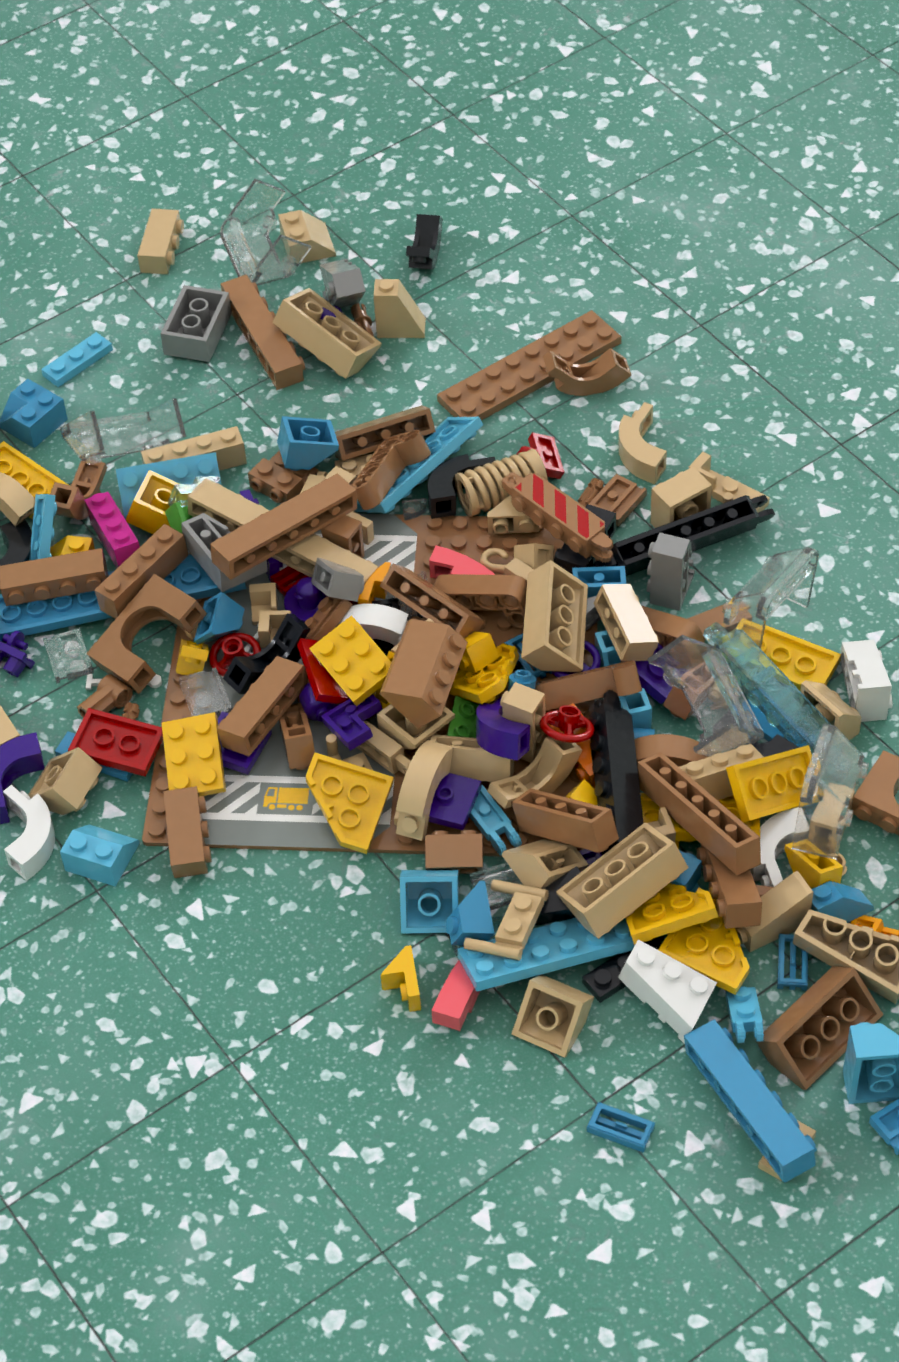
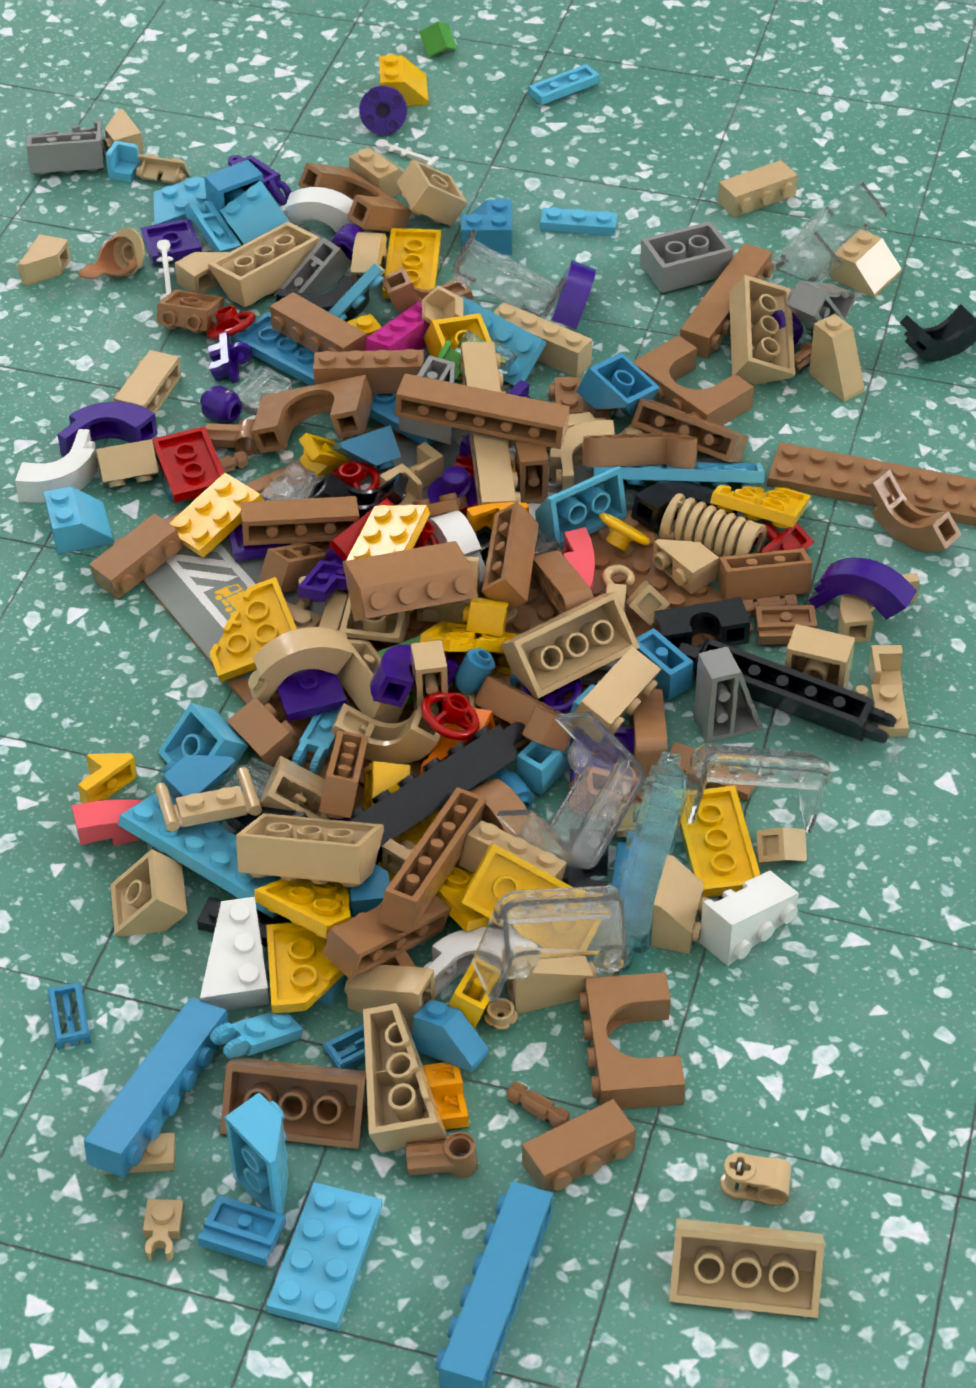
camera: 50 degrees right, 5 degrees down
(61, 687) = (220, 405): none -> dark purple head
(119, 488) = (441, 304): none -> tan panel
(163, 390) = (574, 294): none -> dark purple arch
(337, 580) = (465, 481): light grey slope -> none
(362, 408) = (714, 404): none -> medium nougat arch
(407, 533) = (583, 504): none -> medium azure slope
(455, 530) = (622, 533): none -> yellow piece
(503, 436) = (777, 505): none -> yellow plate
(559, 515) = (697, 582): medium nougat hinge -> none
(573, 470) = (765, 574): none -> medium nougat brick
(631, 431) = (867, 579): none -> dark purple arch
(815, 625) = (781, 845): none -> tan panel
(863, 1166) = (161, 1224): none -> tan plate

